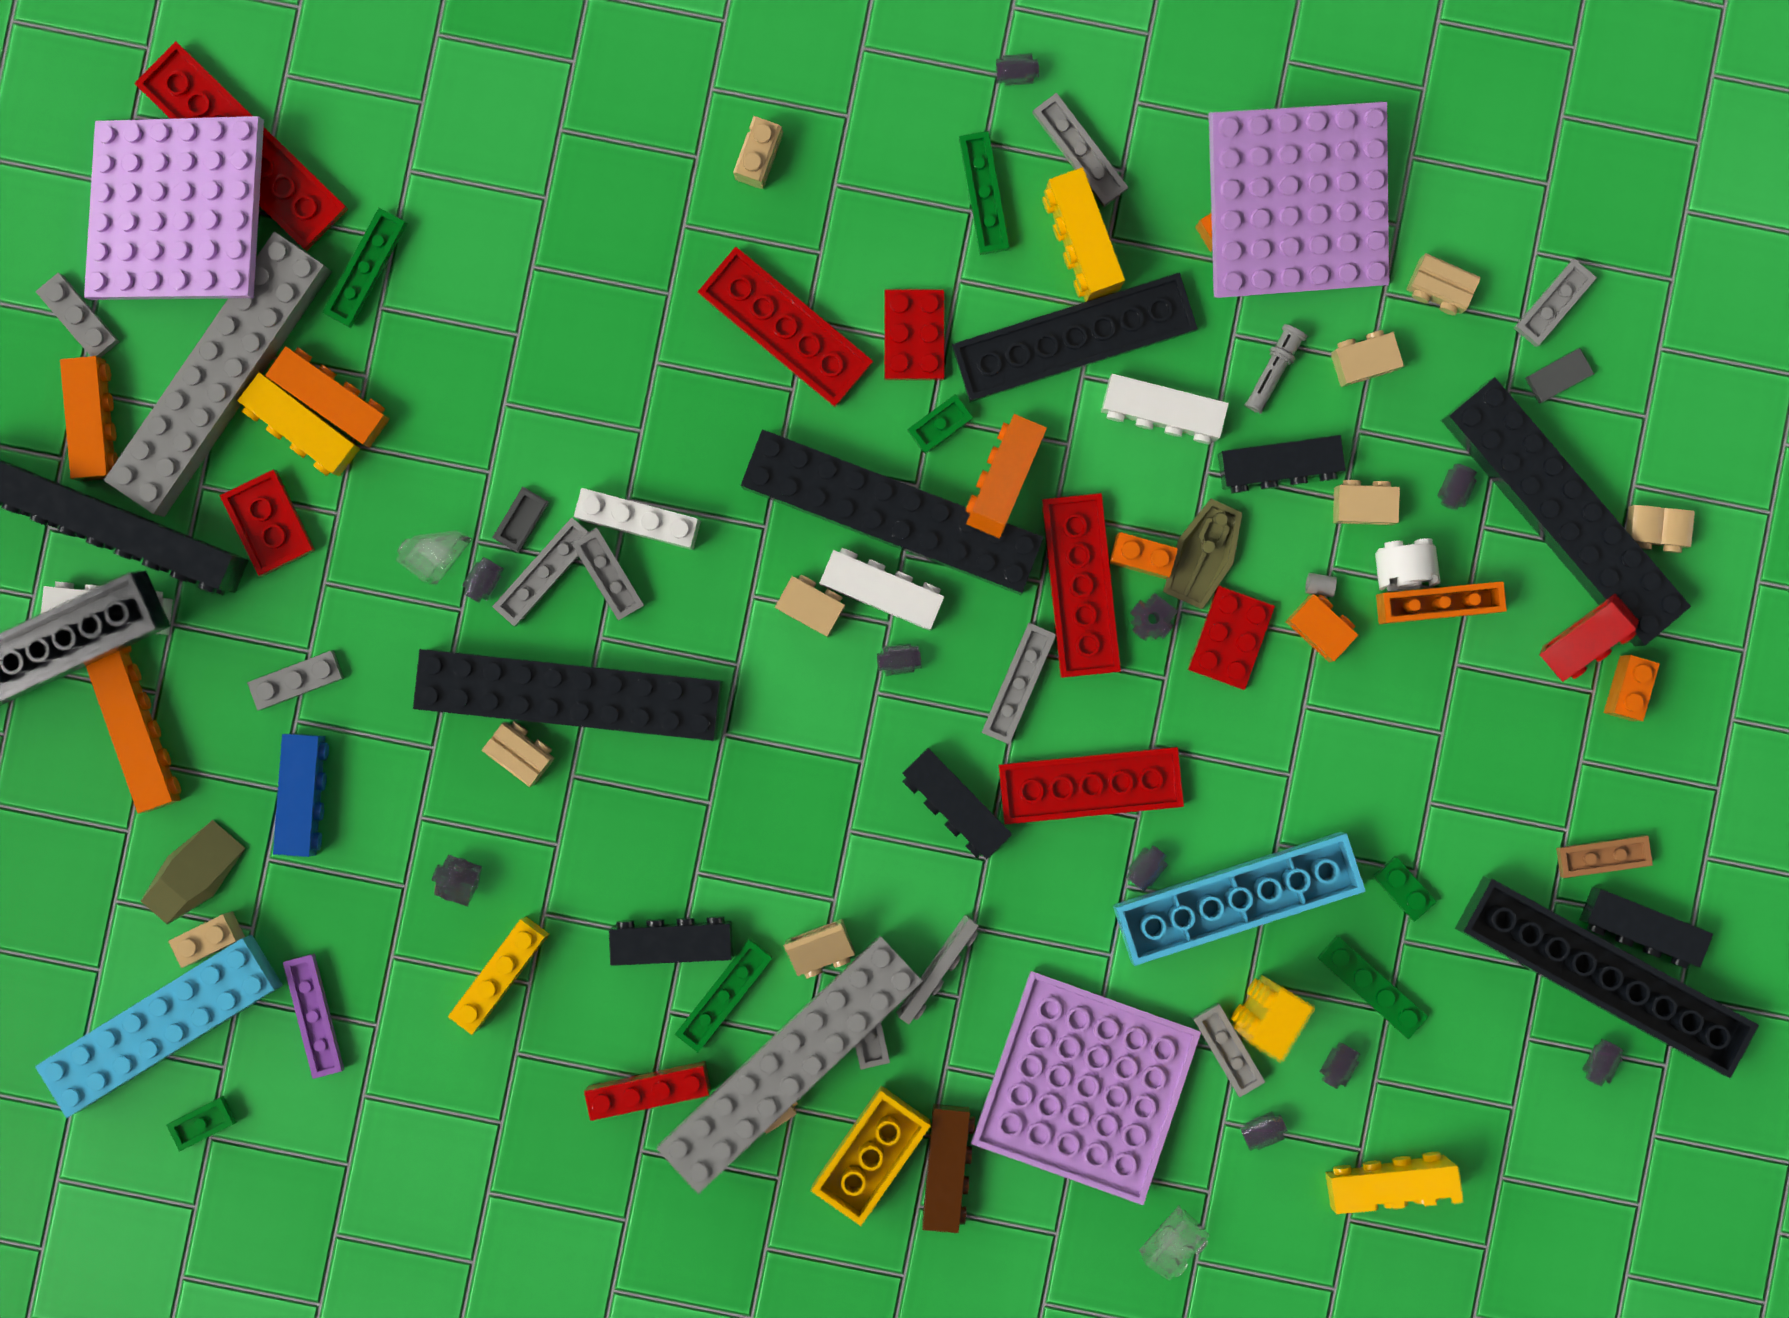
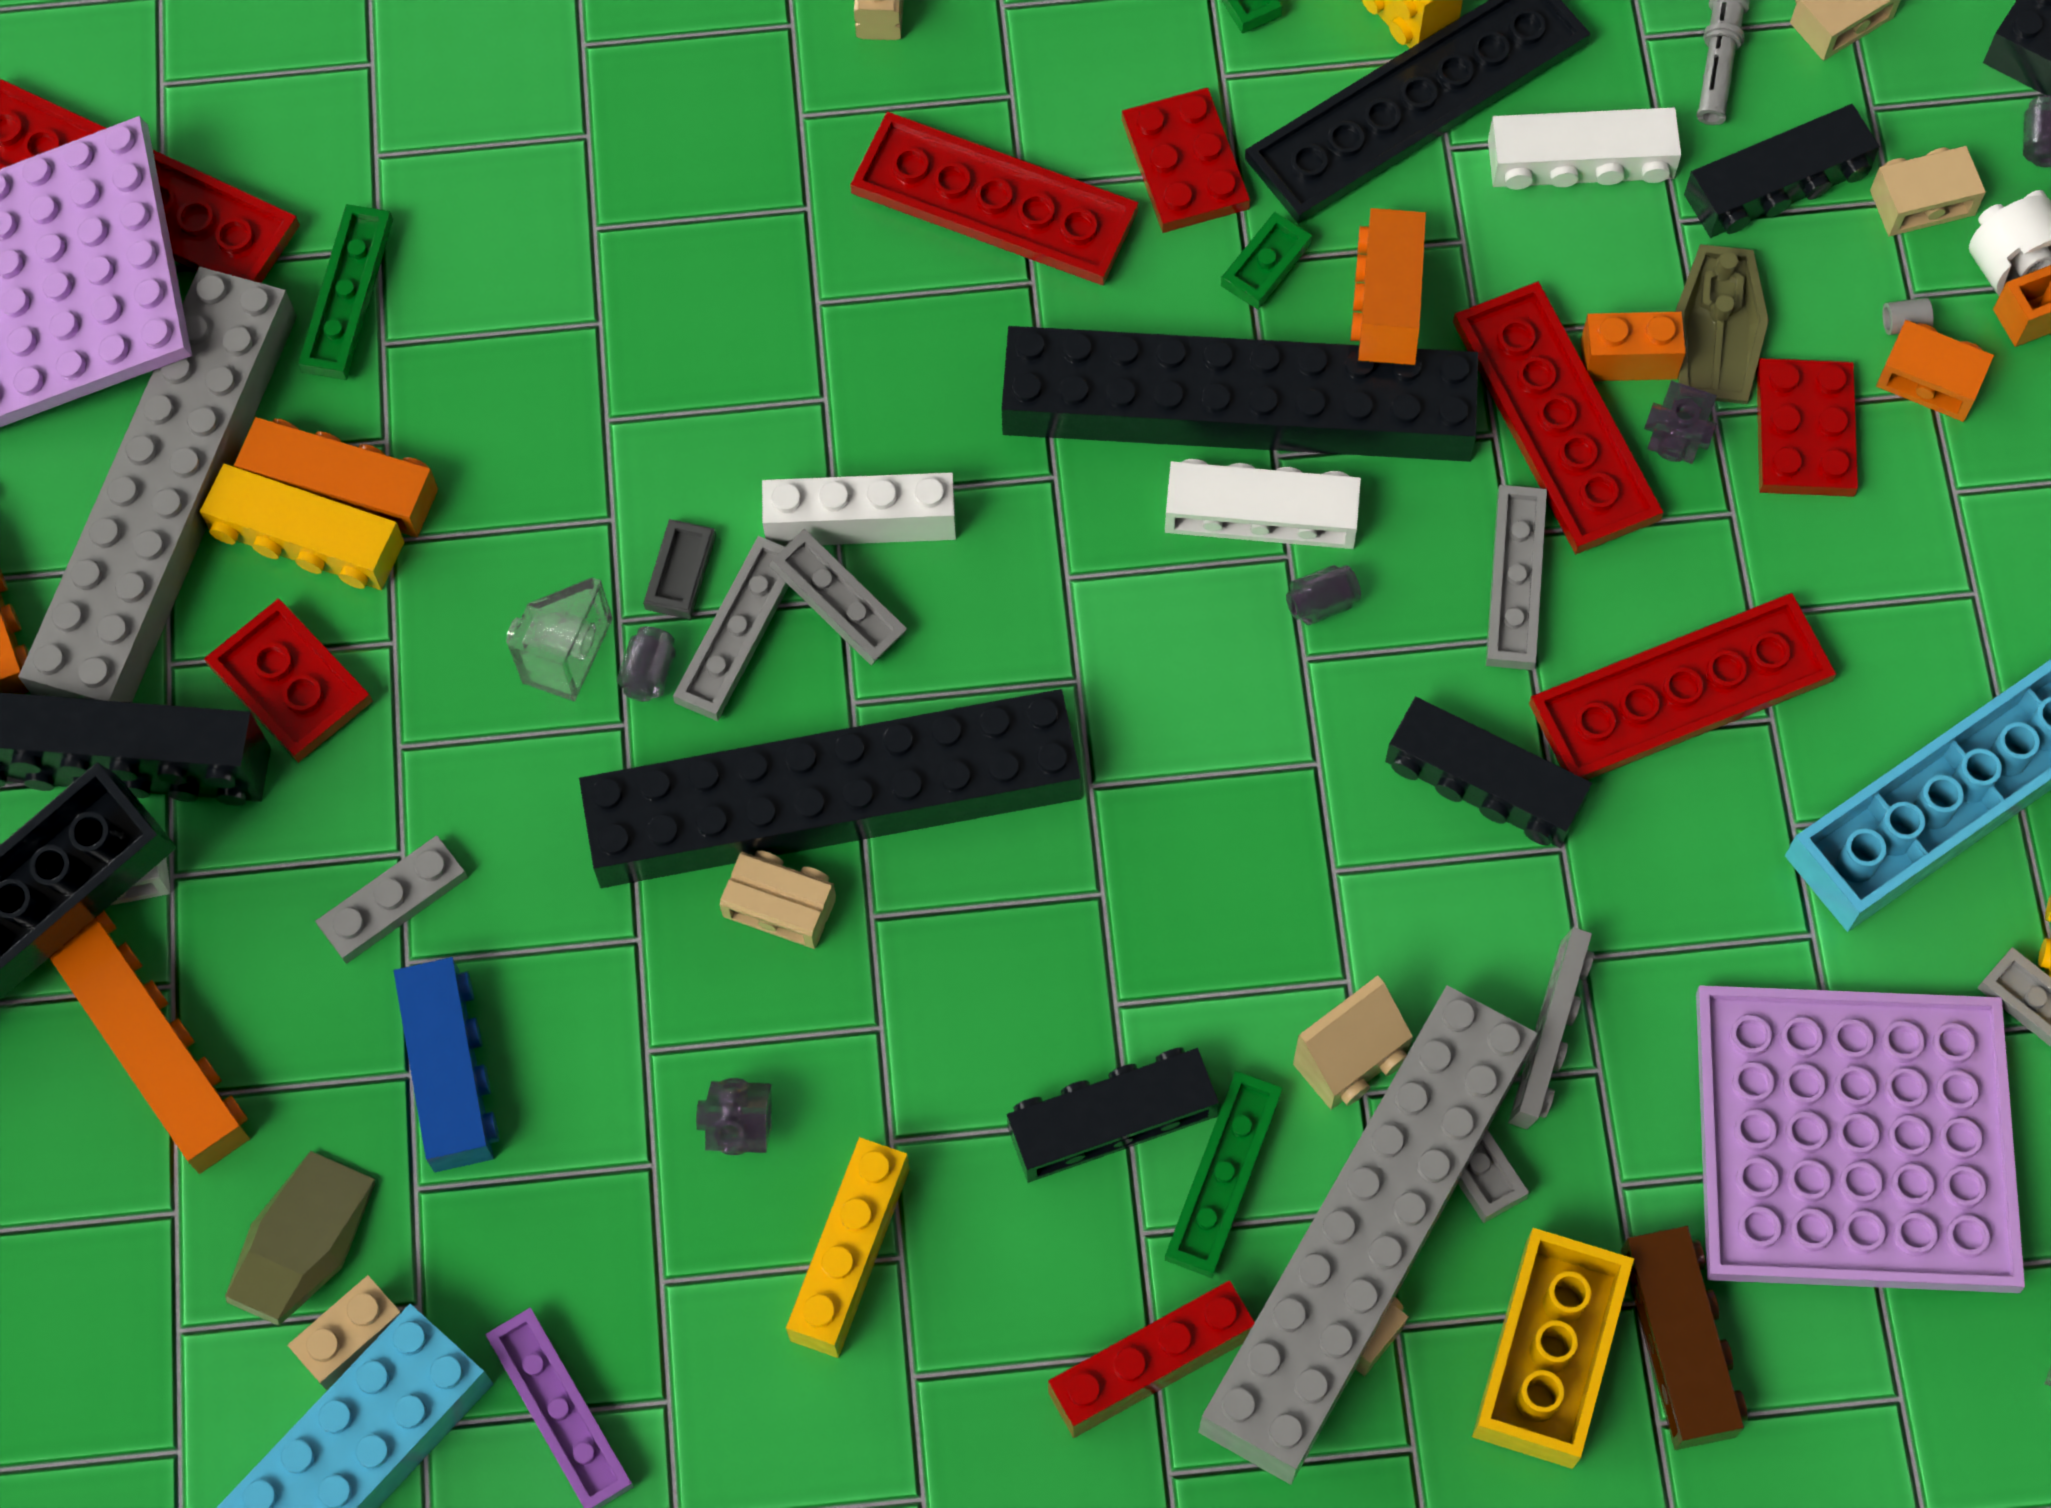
camera: 10 degrees left, 20 degrees down
(810, 605) = (1161, 557): tan brick -> none
(1147, 867) = (1816, 780): brick -> none

